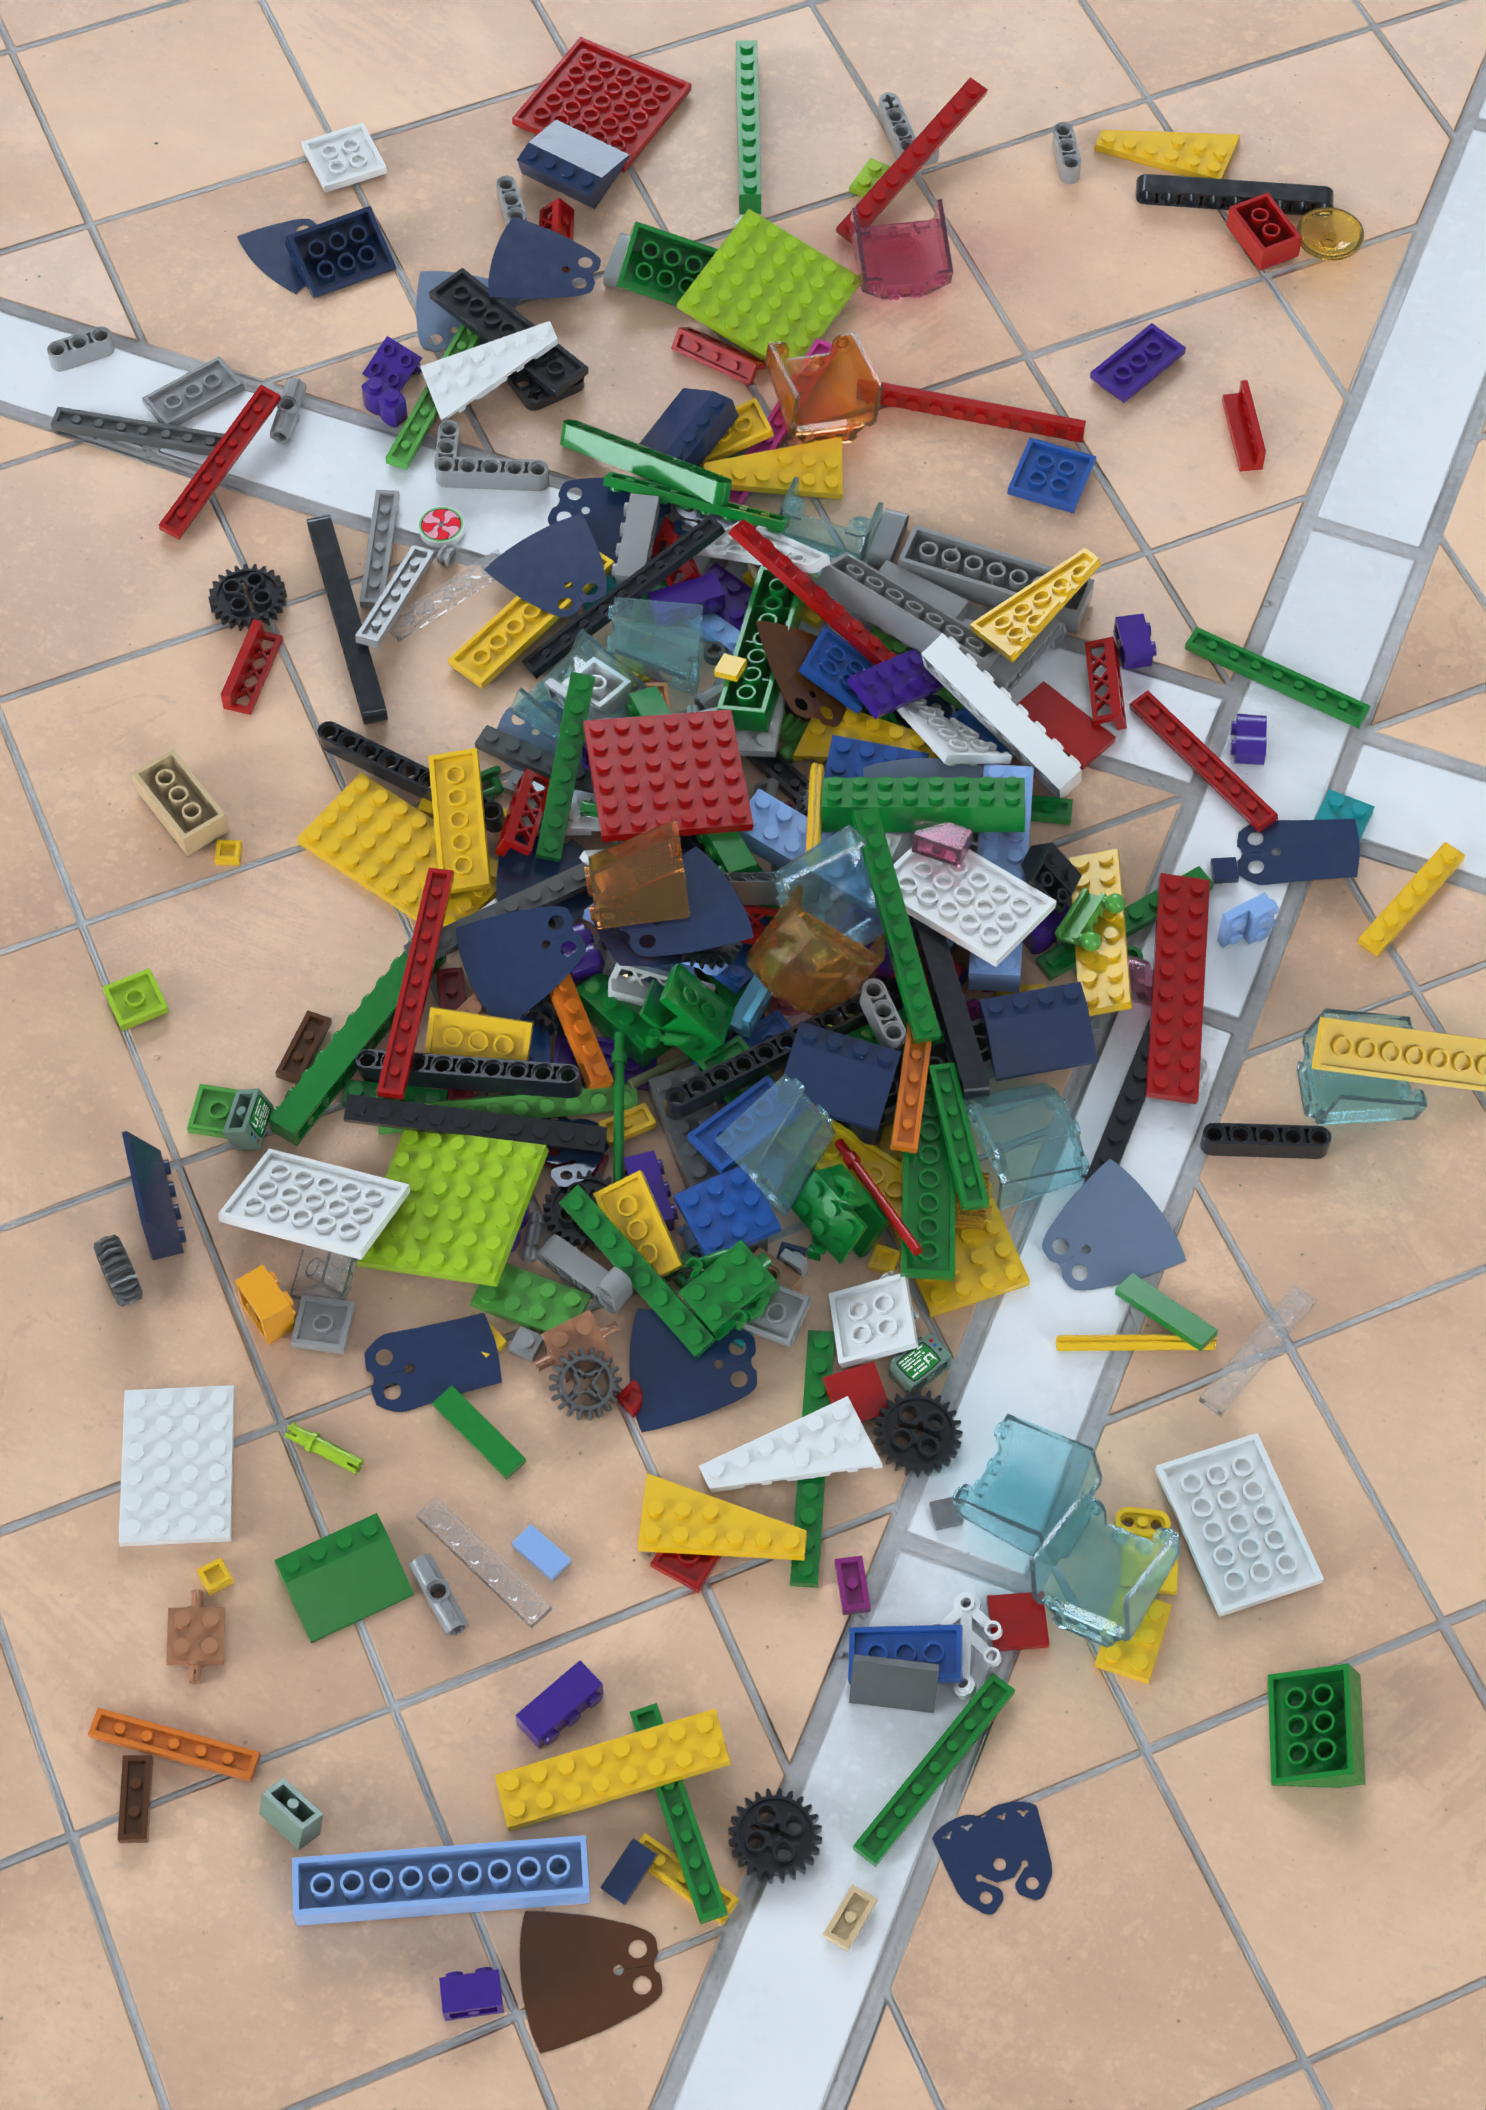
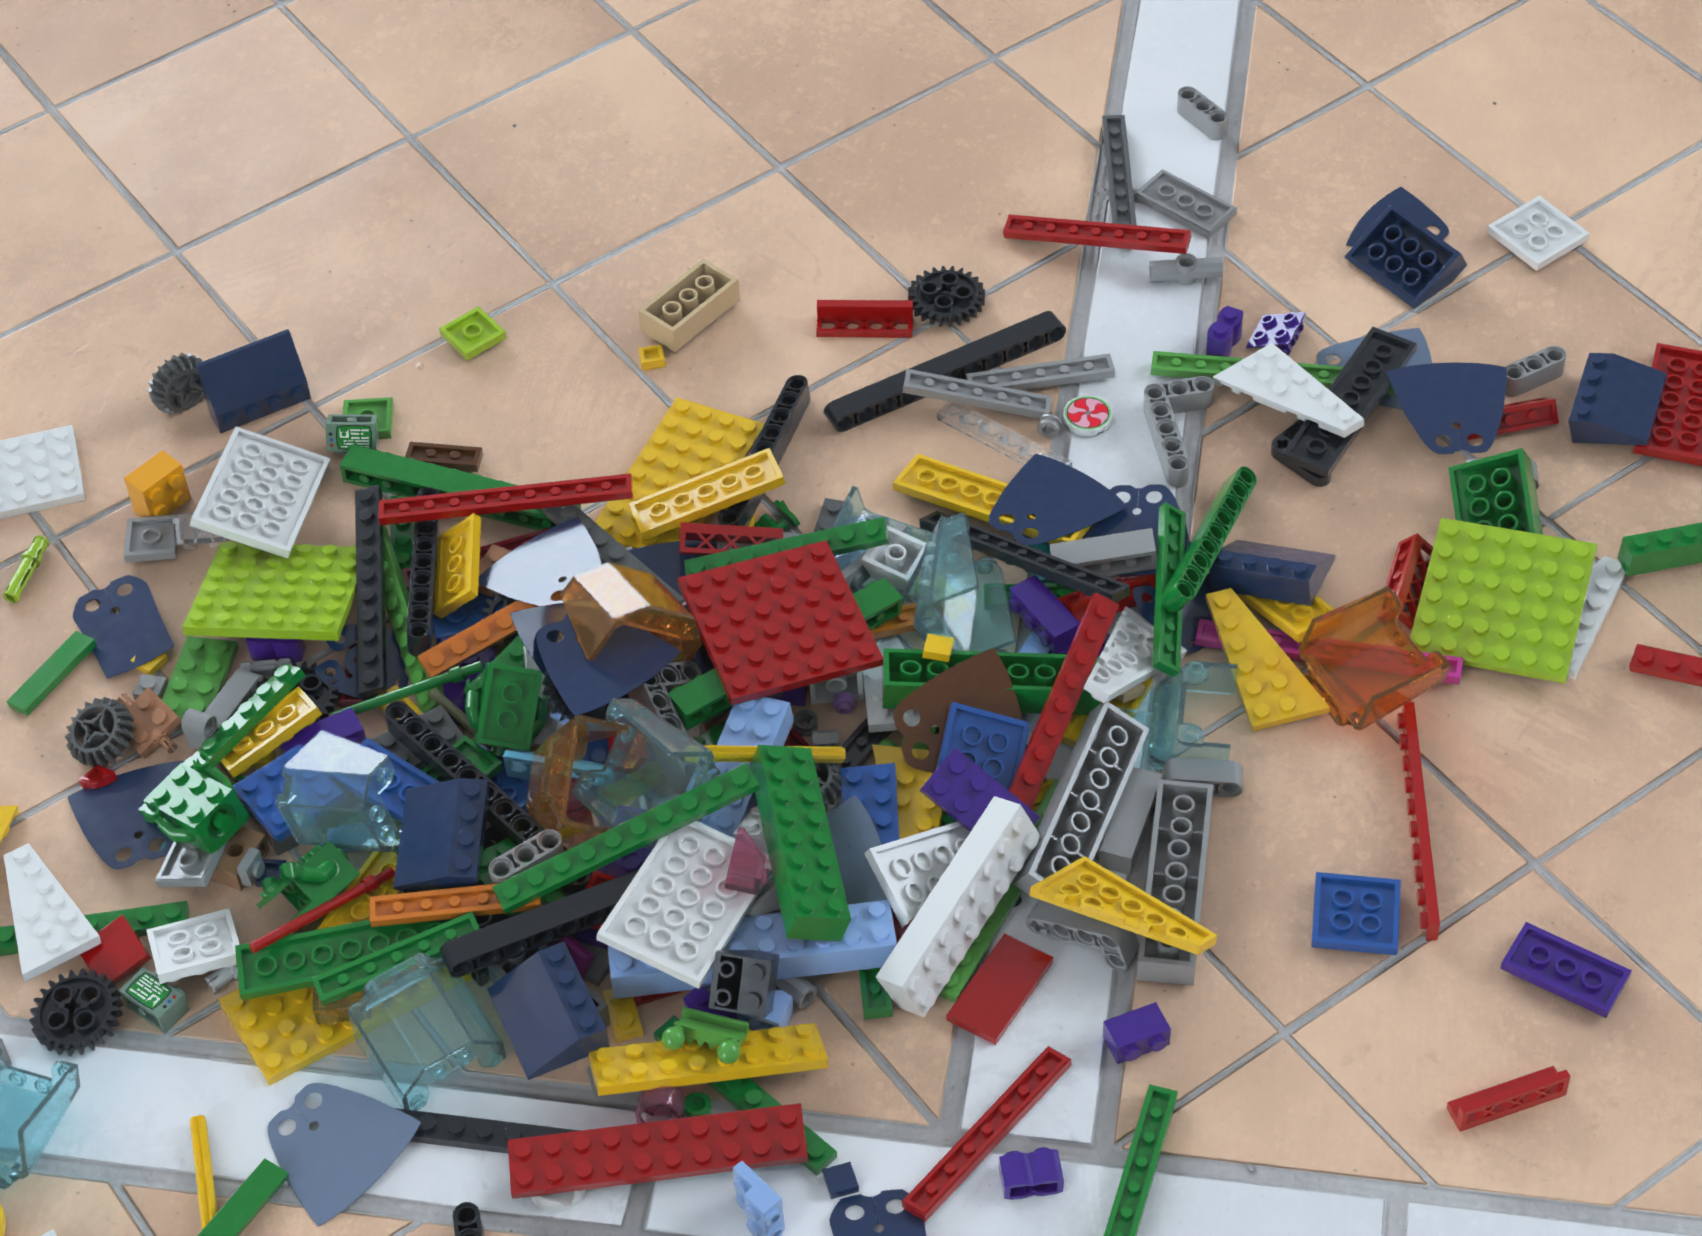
camera: 80 degrees right, 10 degrees down
(902, 257) = (1609, 695): clear pink windscreen -> none
(1114, 682) = (1068, 1021): red fence -> none

